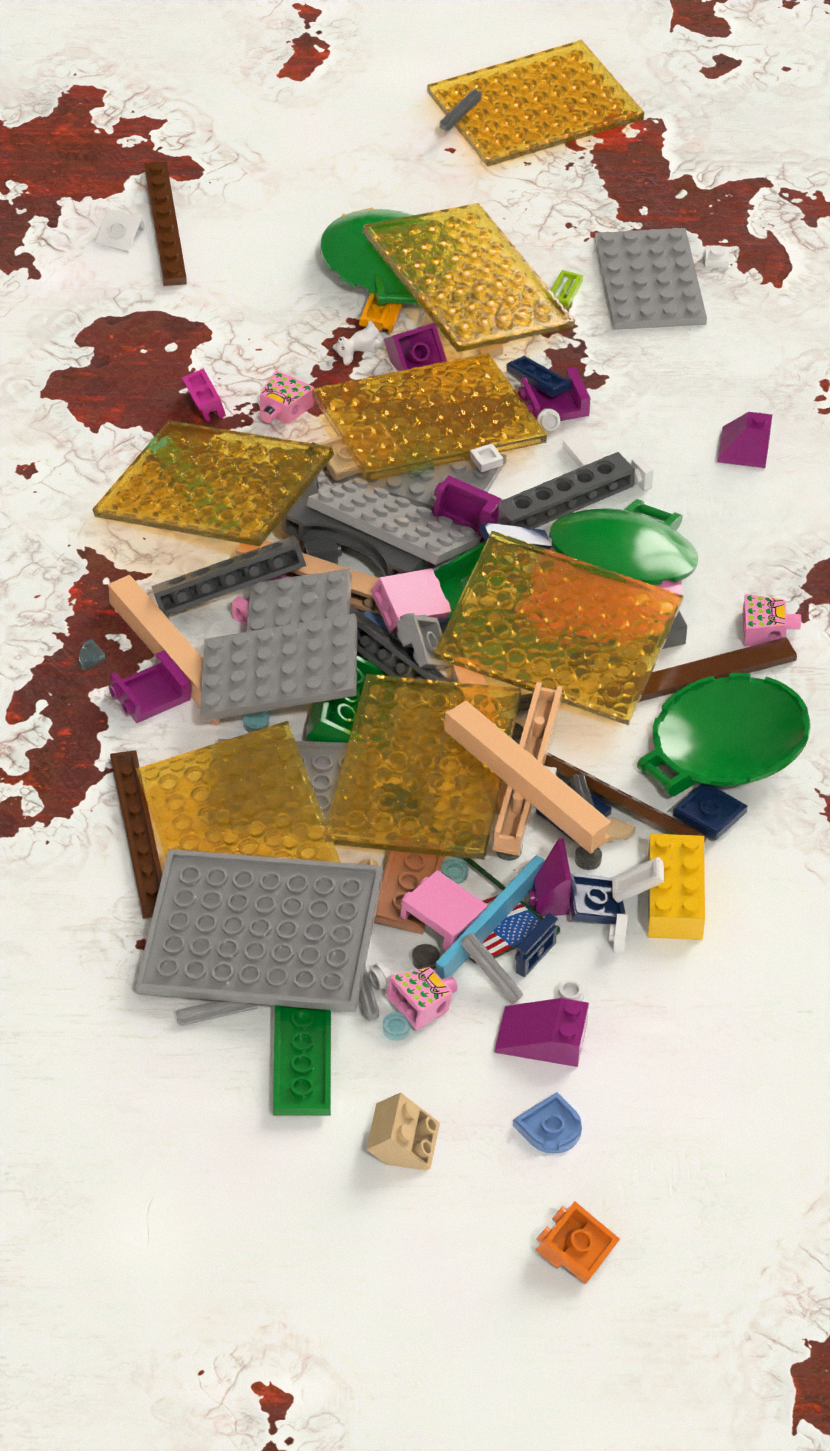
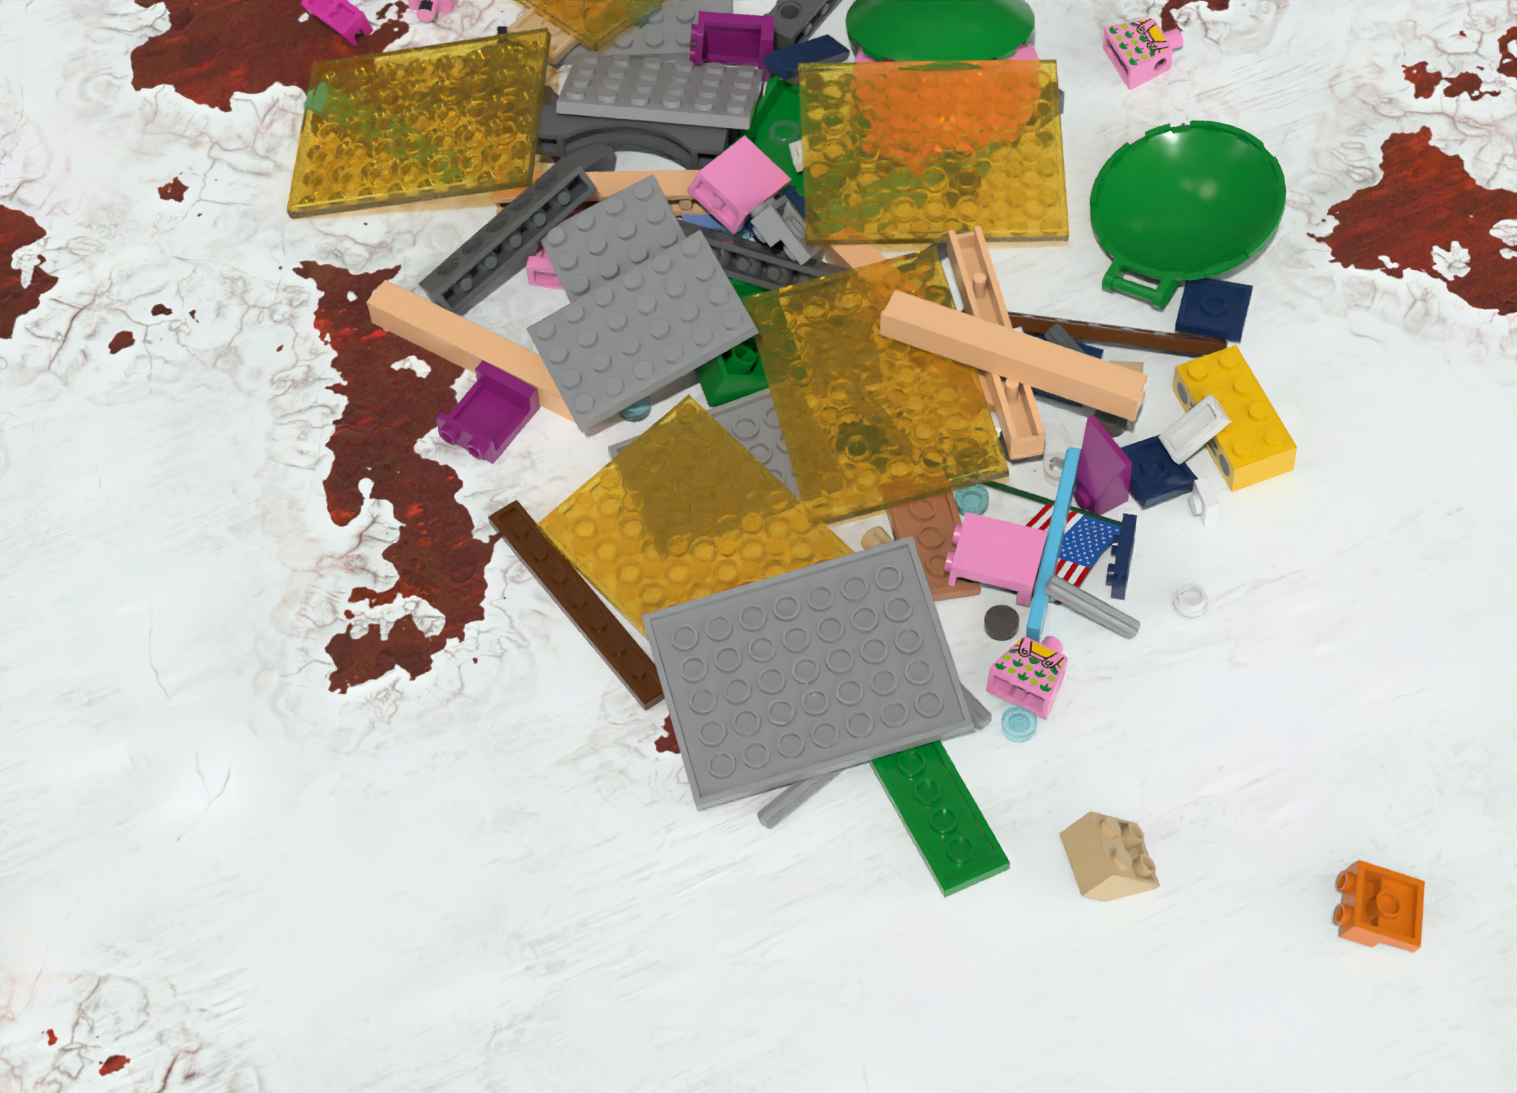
camera: 20 degrees left, 10 degrees up
(90, 654) = (389, 398): clear light blue tile -> none
(380, 976) = (969, 669): white plate -> none
(544, 1030) = (1190, 658): magenta slope -> none
(550, 1125) = (1262, 772): medium blue tile -> none
(738, 661) = (1126, 123): reddish brown tile -> none

